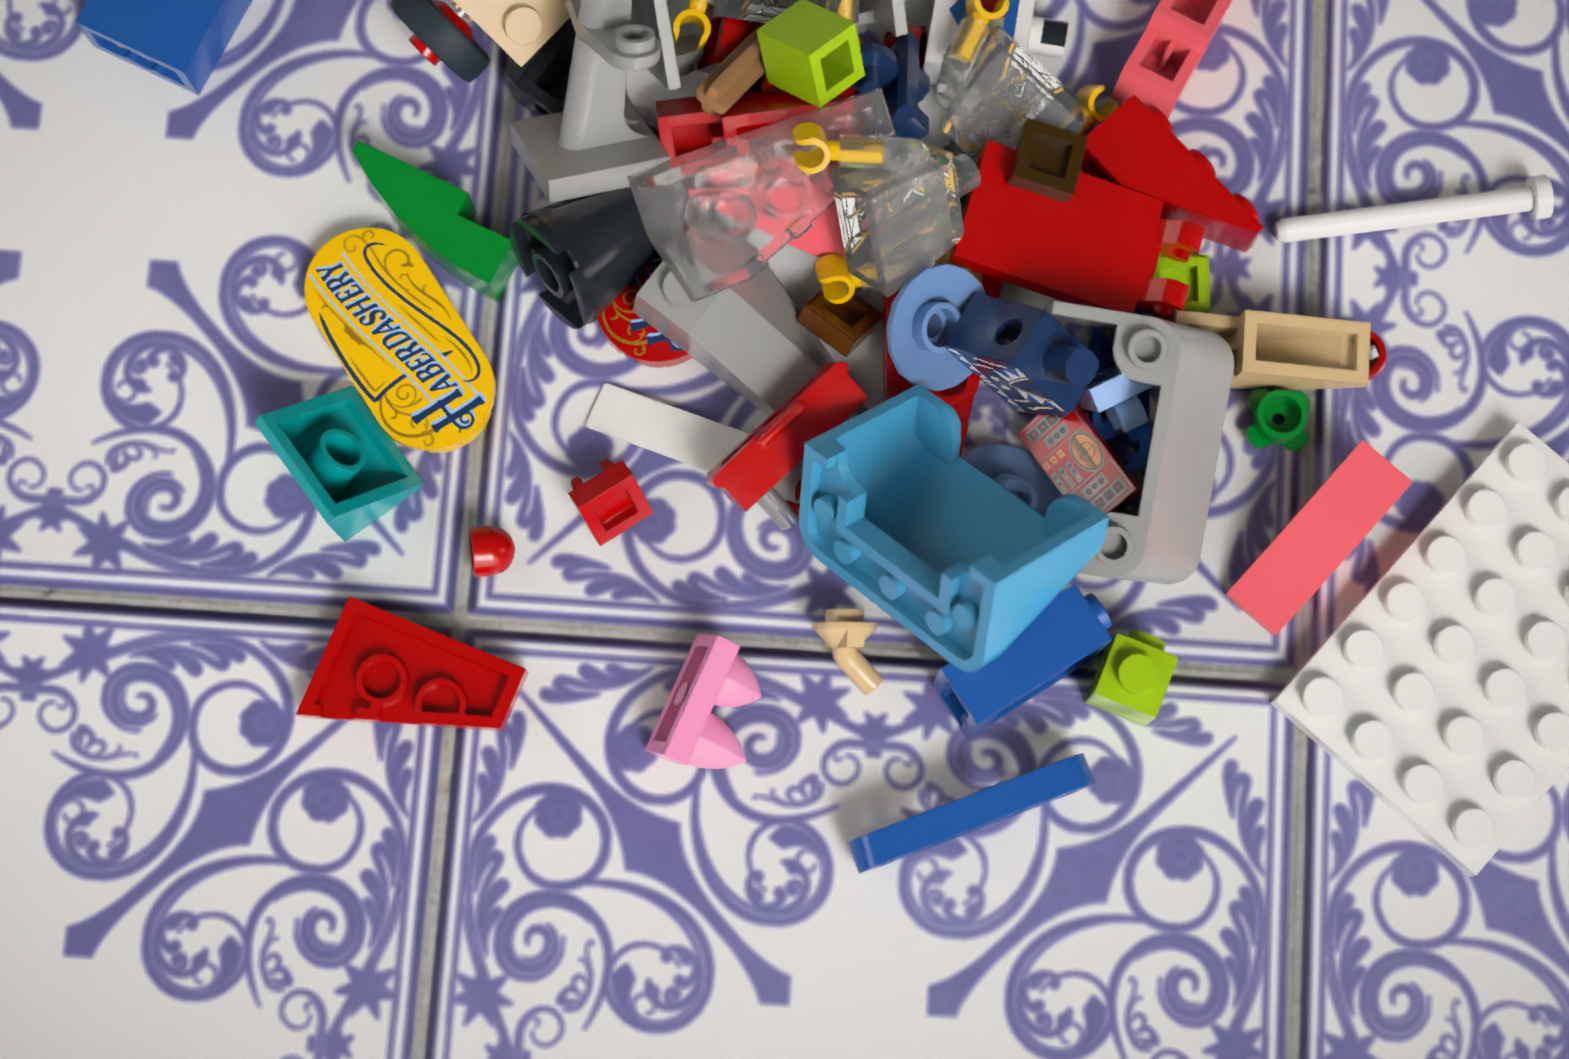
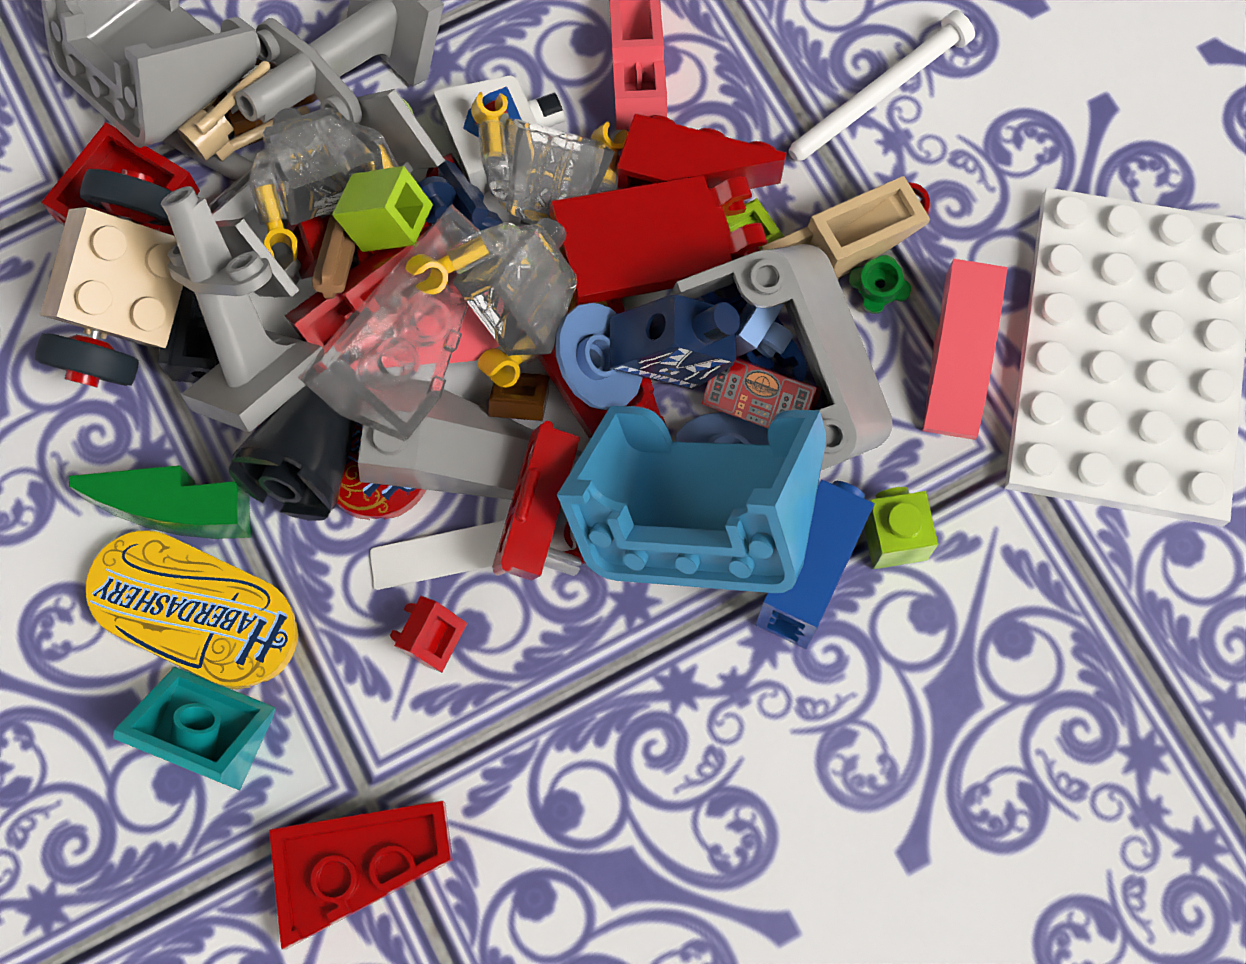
camera: 30 degrees left, 5 degrees down
(490, 550) = (358, 727): red hinge -> none
(687, 727) = (592, 767): bright pink tile -> none
(844, 633) = (668, 625): tan plate -> none
(971, 813) = (845, 702): blue beam -> none
(1047, 160) = (604, 191): dark brown tile -> none

